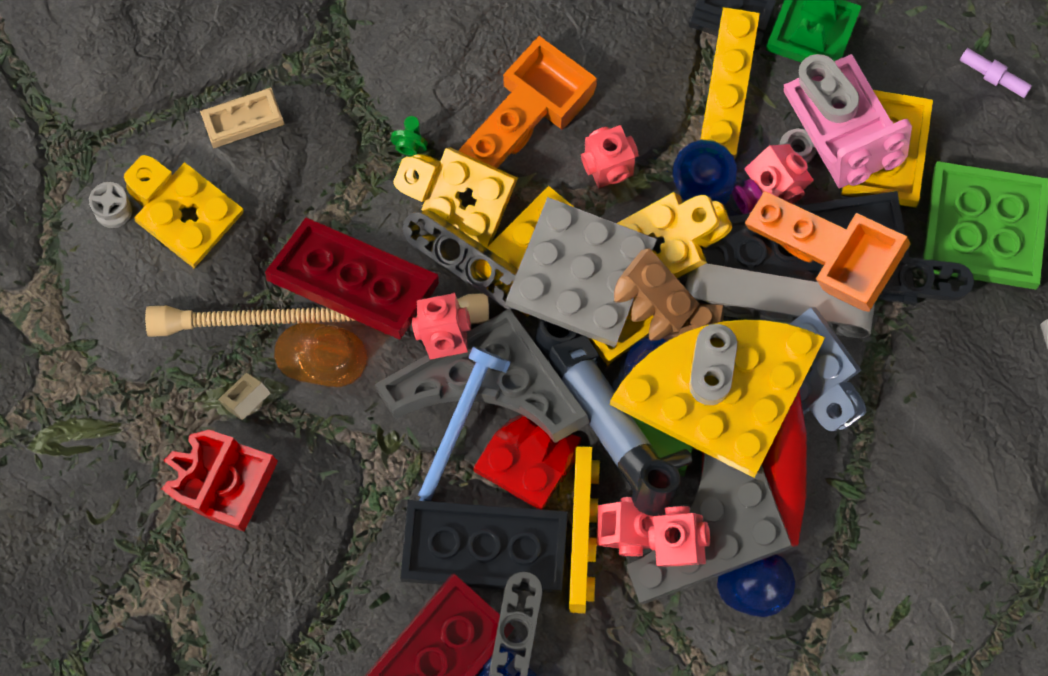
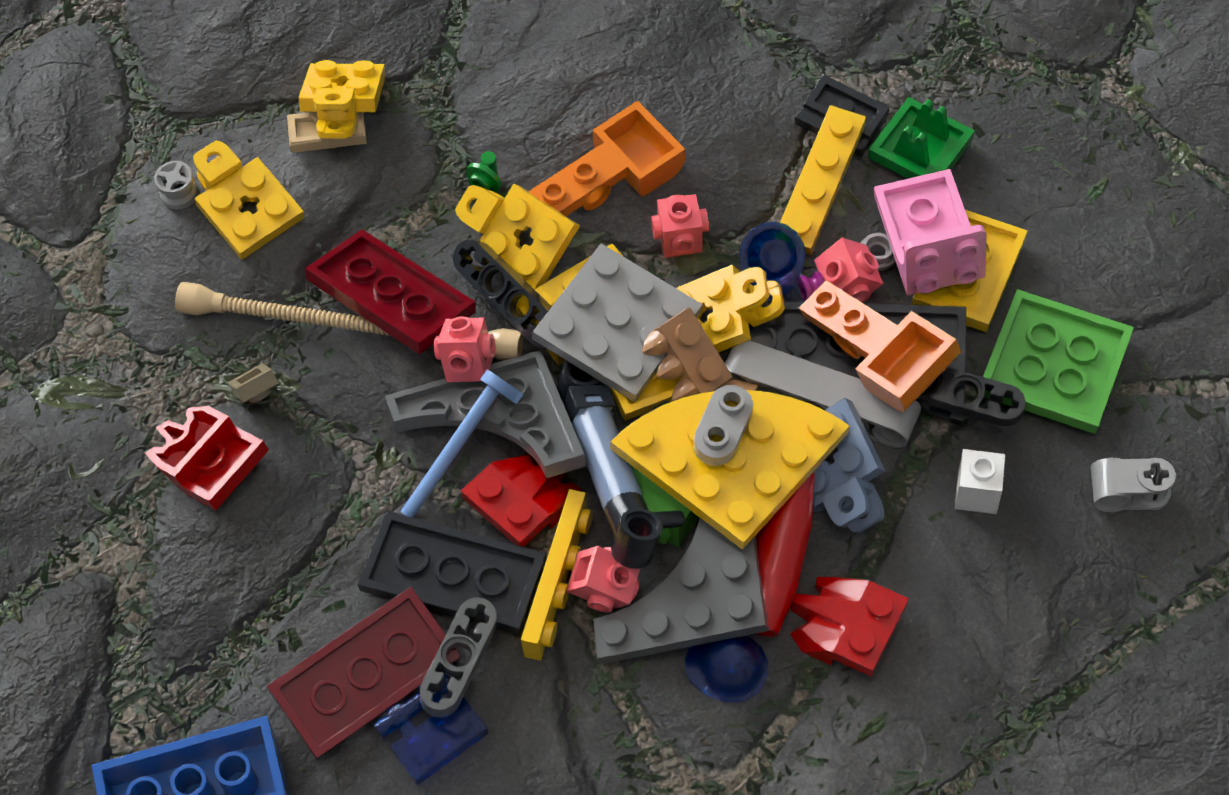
camera: 15 degrees right, 10 degrees down
(249, 91) = (340, 93): none -> yellow plate
(320, 354) = (342, 361): clear orange piece -> none
(693, 539) = (648, 593): coral brick -> none
(831, 90) = (918, 196): light grey plate -> none
(857, 519) = (847, 621): none -> red plate
(946, 359) = (979, 481): none -> white brick
(995, 72) = (1101, 218): lavender bar -> none

